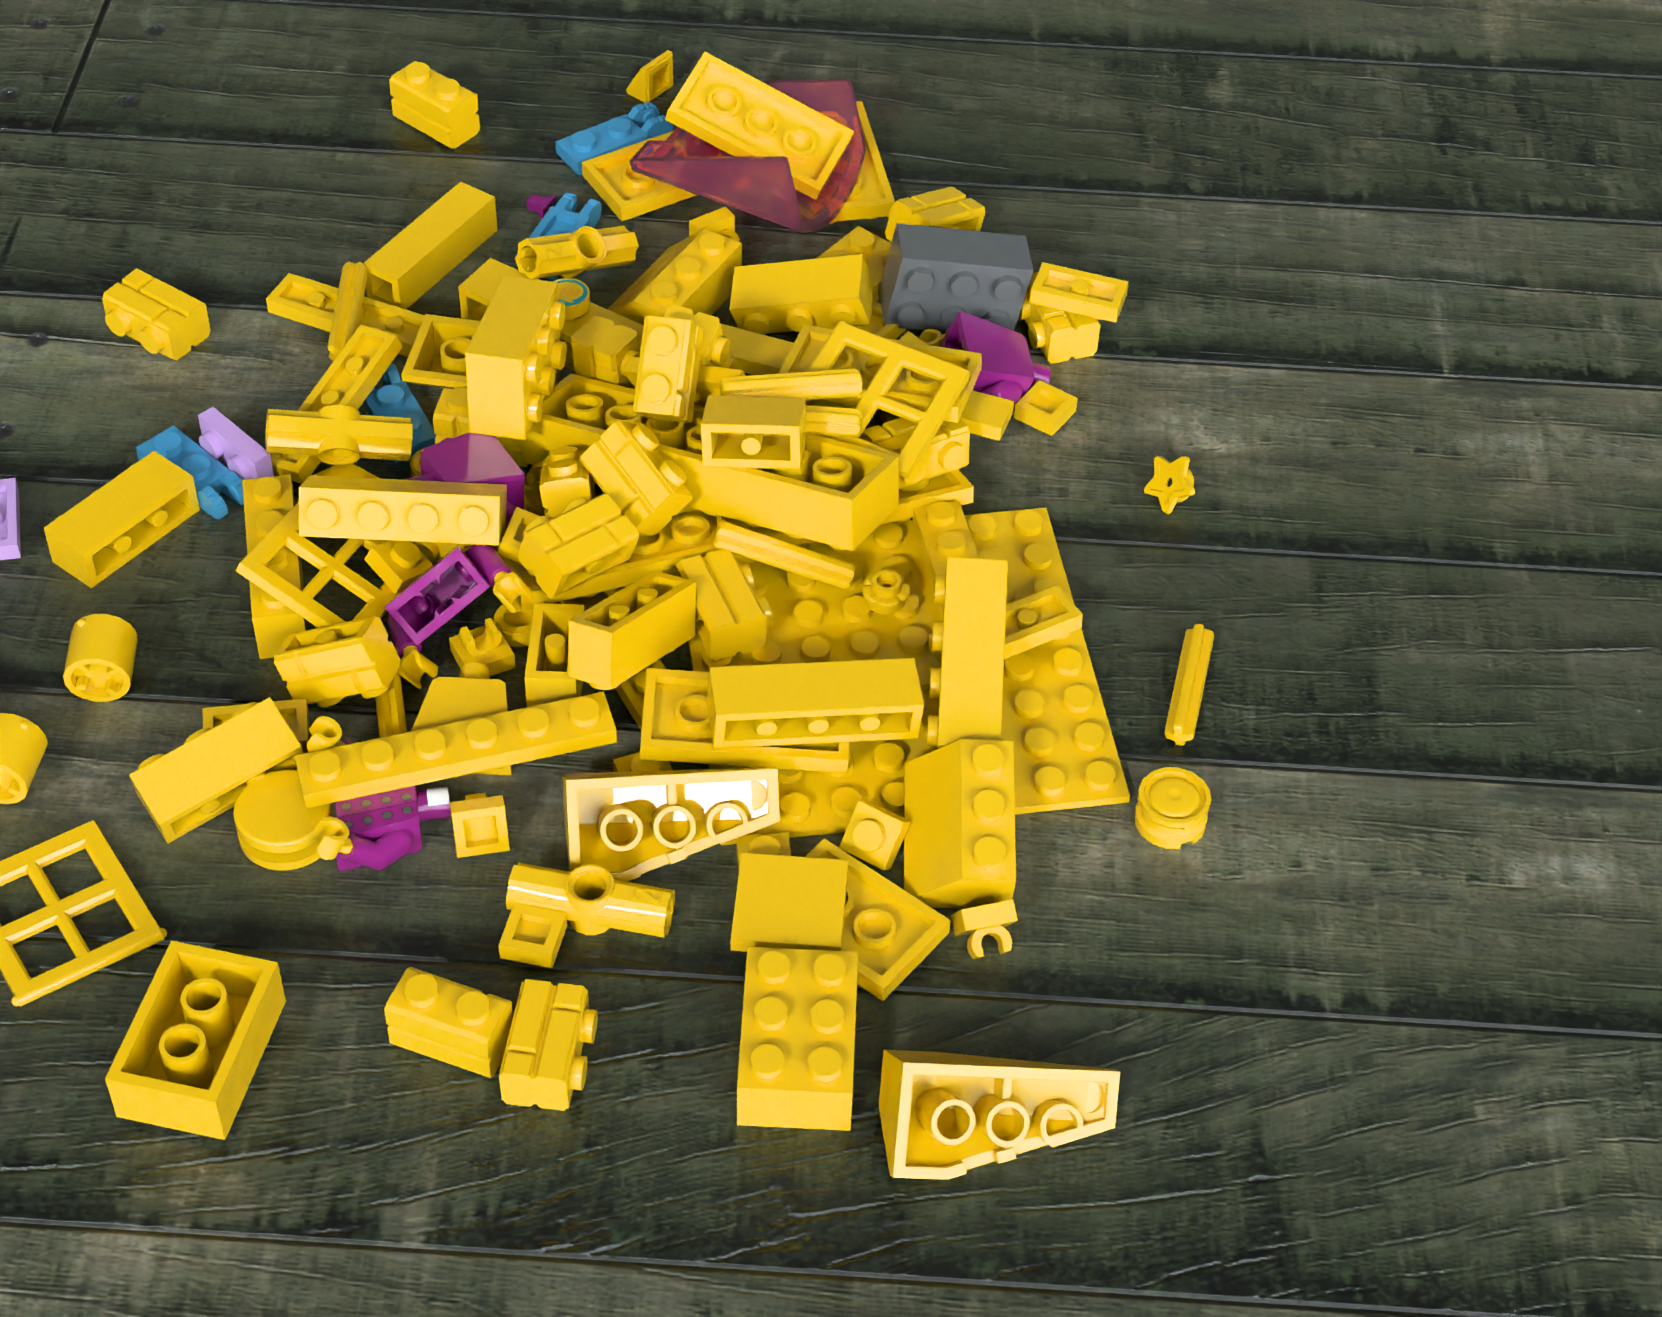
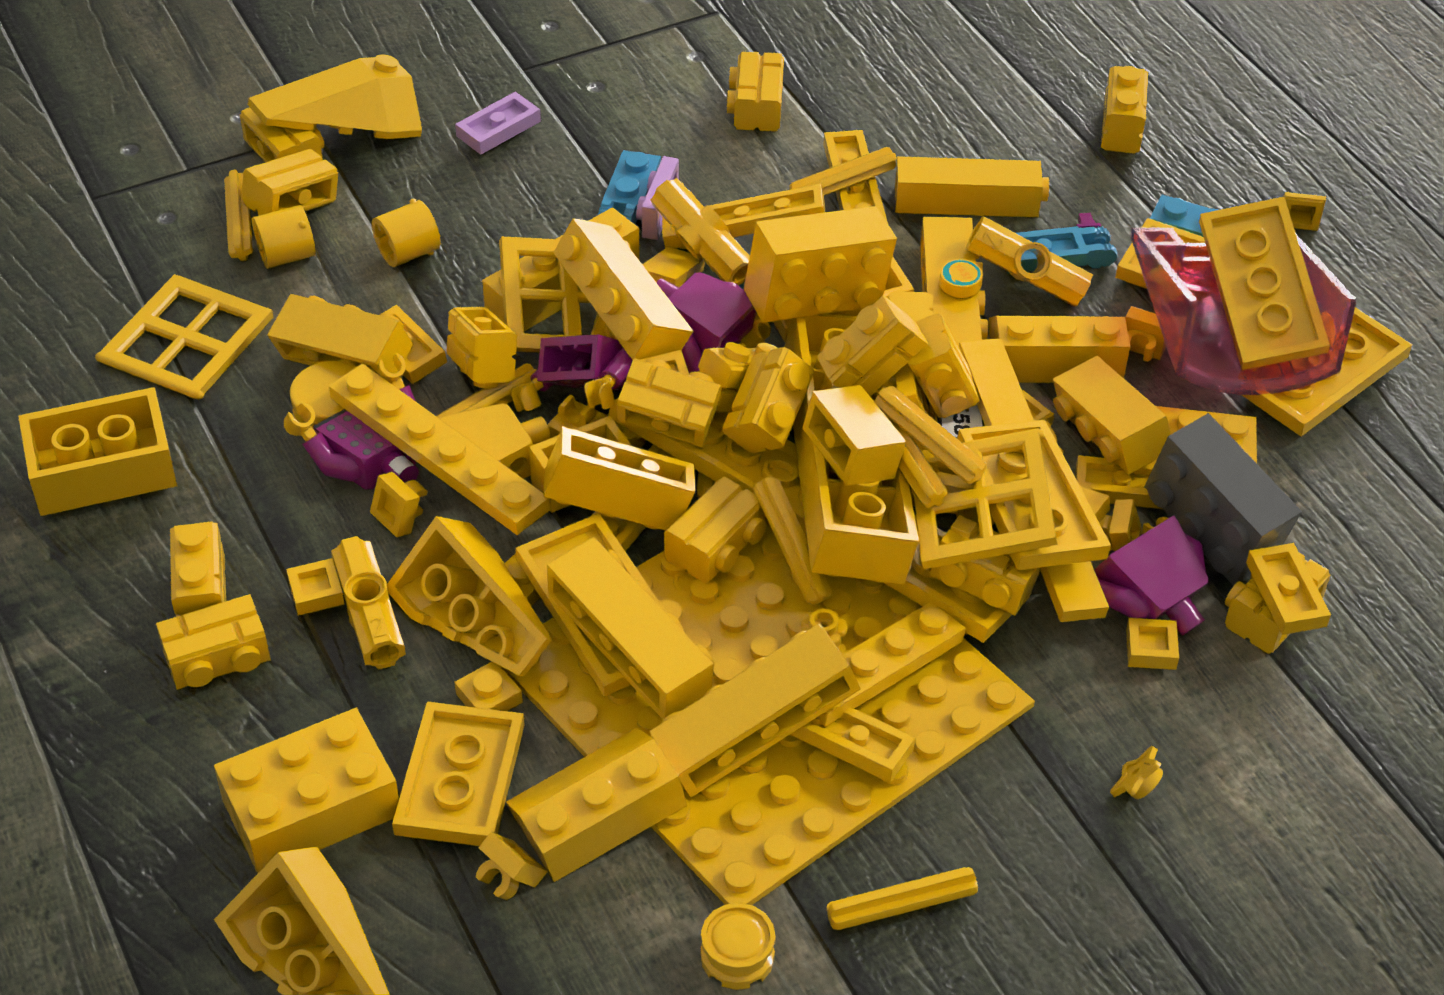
camera: 60 degrees right, 0 degrees up
(122, 519) = (546, 178): yellow brick -> none
(789, 902) = (430, 720): yellow tile -> none
(874, 834) = (553, 746): yellow plate -> none
(937, 209) = (1302, 459): yellow brick -> none

